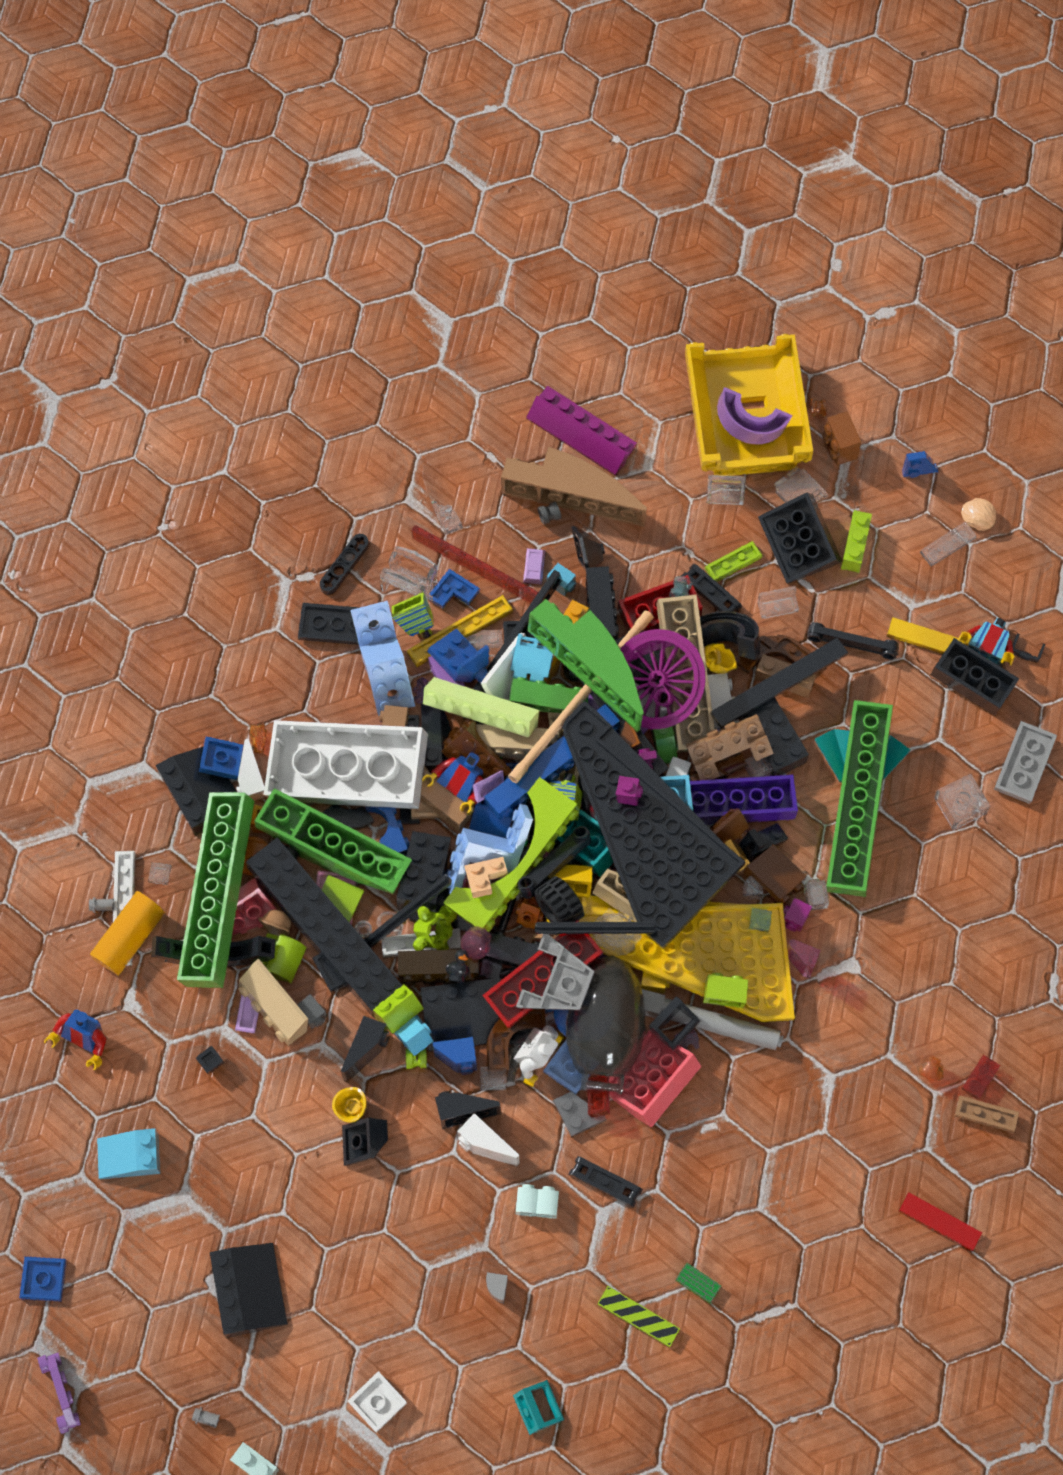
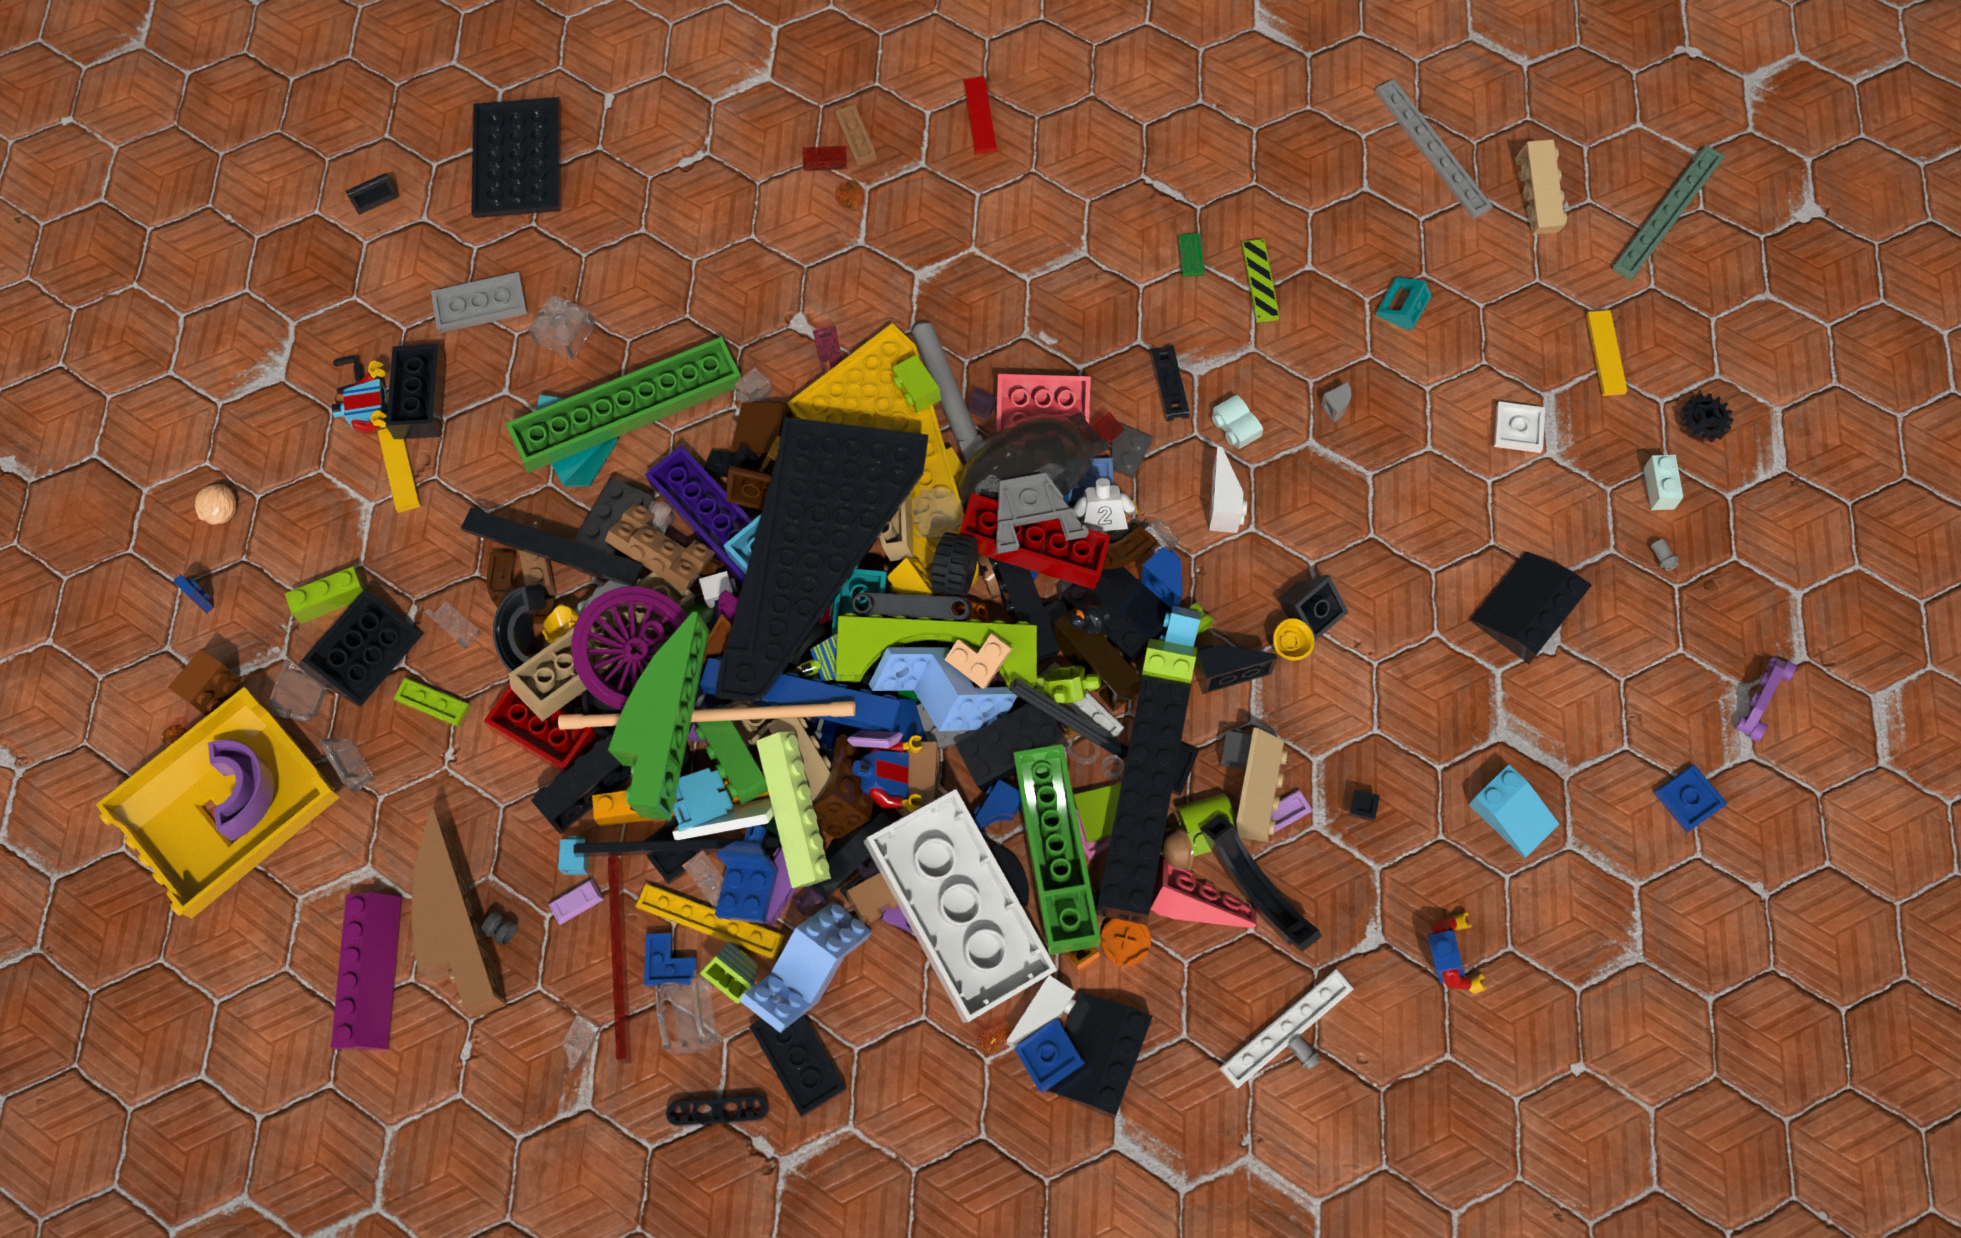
camera: 125 degrees left, 0 degrees up
(127, 933) = (1313, 994): light orange brick -> none
(159, 873) = (1221, 1020): clear tile -> none
(216, 890) = (1199, 926): bright green brick -> none
(457, 1108) = (1213, 537): black slope -> none
(476, 942) = (1052, 622): clear pink hair -> none
(588, 548) = (521, 849): black slope -> none
(595, 927) = (958, 505): black axle -> none
(628, 790) = (789, 570): magenta brick -> none
(666, 1015) = (981, 421): black tile -> none
(681, 587) = (509, 709): clear light blue wheel -> none
(711, 590) = (482, 698): black plate -> none
(760, 919) = (819, 406): clear light blue tile -> none
(796, 915) = (785, 388): magenta brick -> none
(887, 649) = (462, 564): black piece -> none
(948, 544) = (272, 511): clear plate -> none

